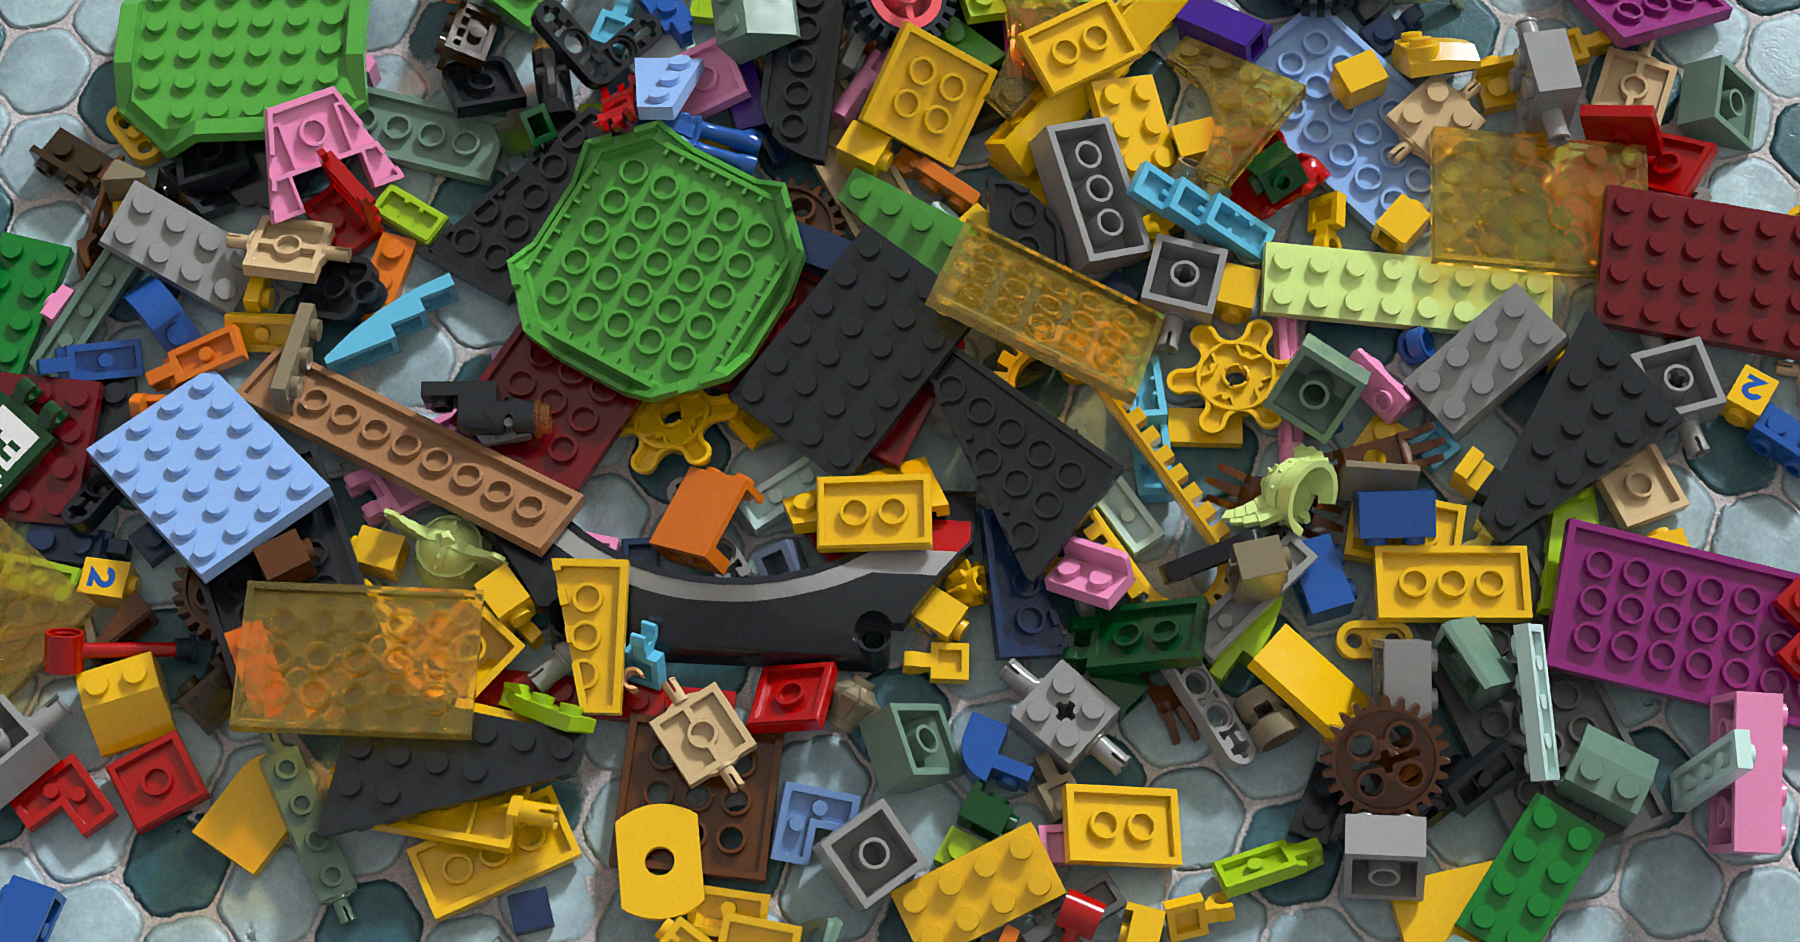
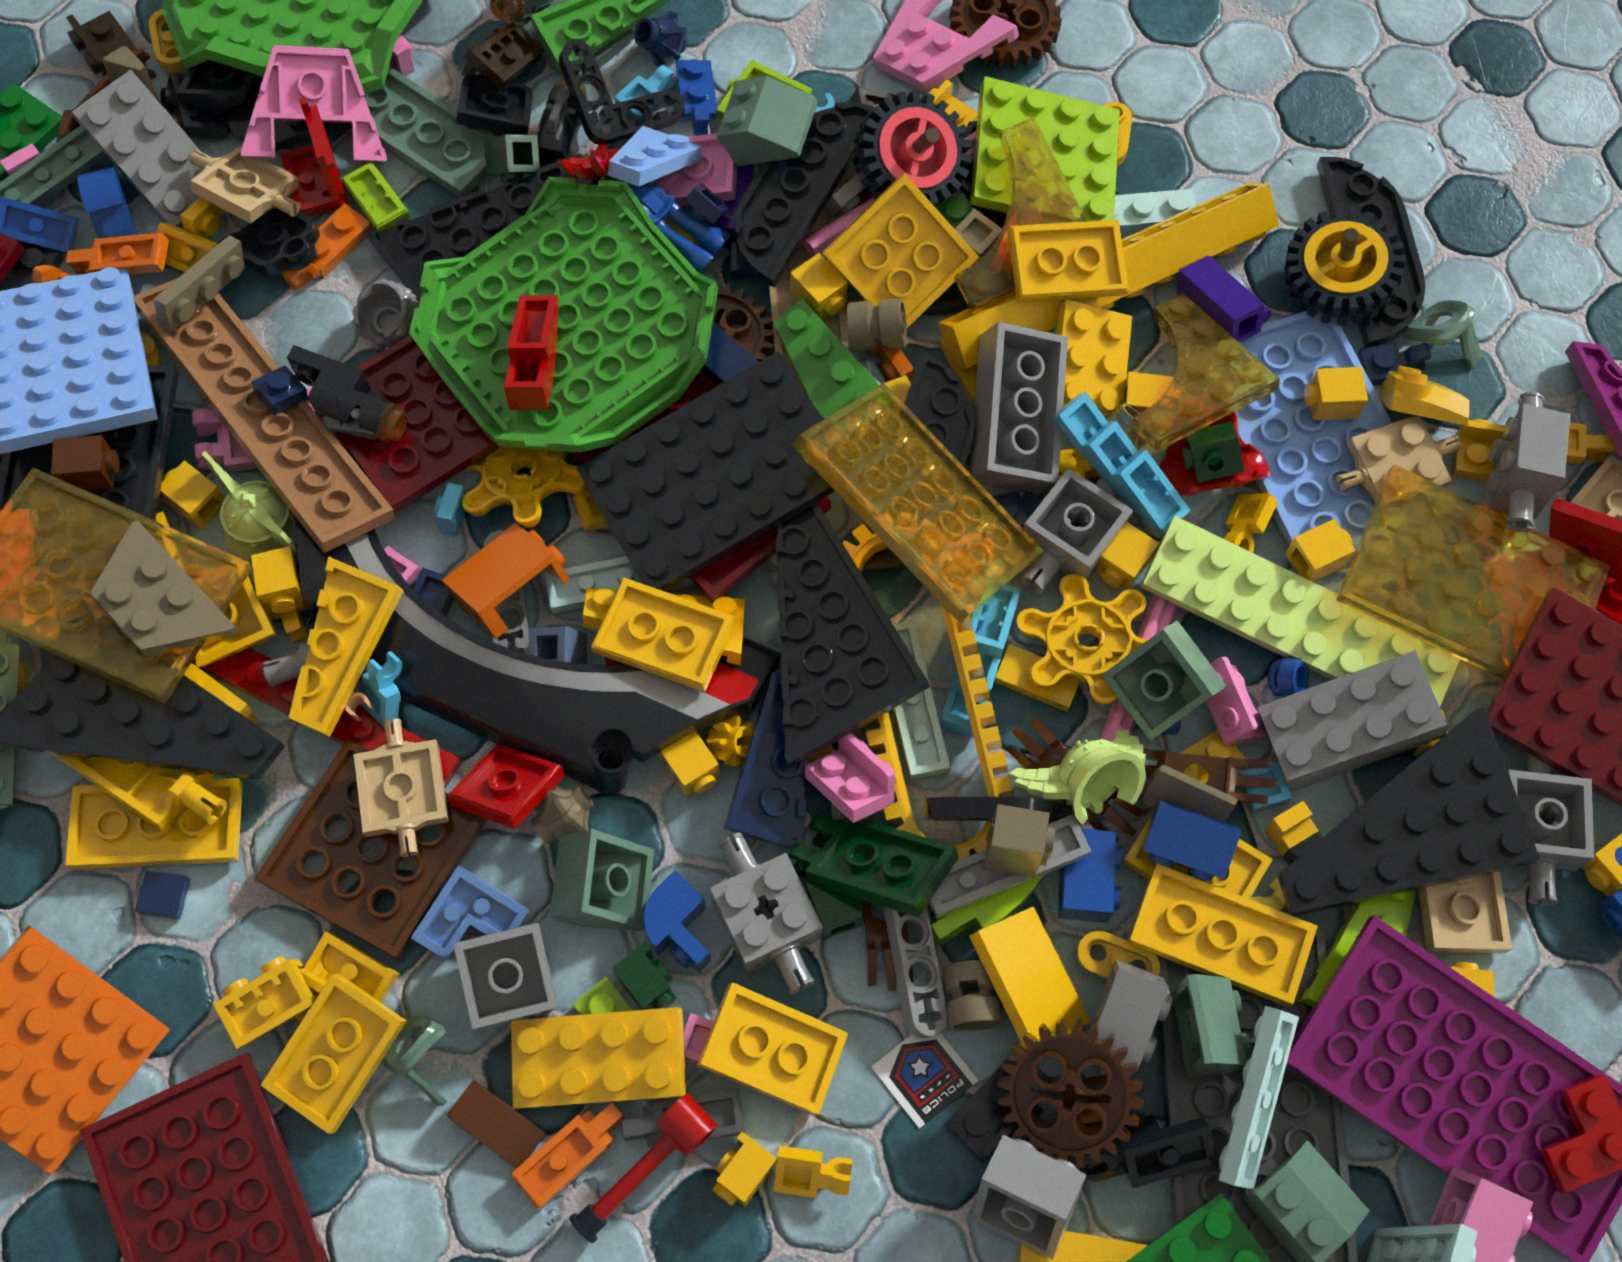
camera: 20 degrees right, 0 degrees up
(378, 335) = (297, 291): medium azure slope -> none
(421, 651) = (155, 597): none -> dark tan wing
(422, 427) = (279, 390): none -> dark blue plate
(477, 321) = (385, 313): none -> light grey hair
(542, 709) = (259, 705): lime hinge -> none
(621, 476) = (449, 509): none -> medium azure plate
(647, 307) = (532, 353): none -> red slope
(664, 895) = (308, 932): yellow piece -> none
(731, 112) = (706, 204): none -> dark blue plate
(934, 166) = (877, 324): none -> dark tan wheel
(945, 662) = (674, 811): yellow plate -> none
(986, 47) = (978, 232): none -> dark tan plate
(1051, 783) = (717, 982): dark tan plate -> none
(1253, 800) = (924, 1076): none -> sticker
(1266, 865) = (905, 1151): lime hinge -> none

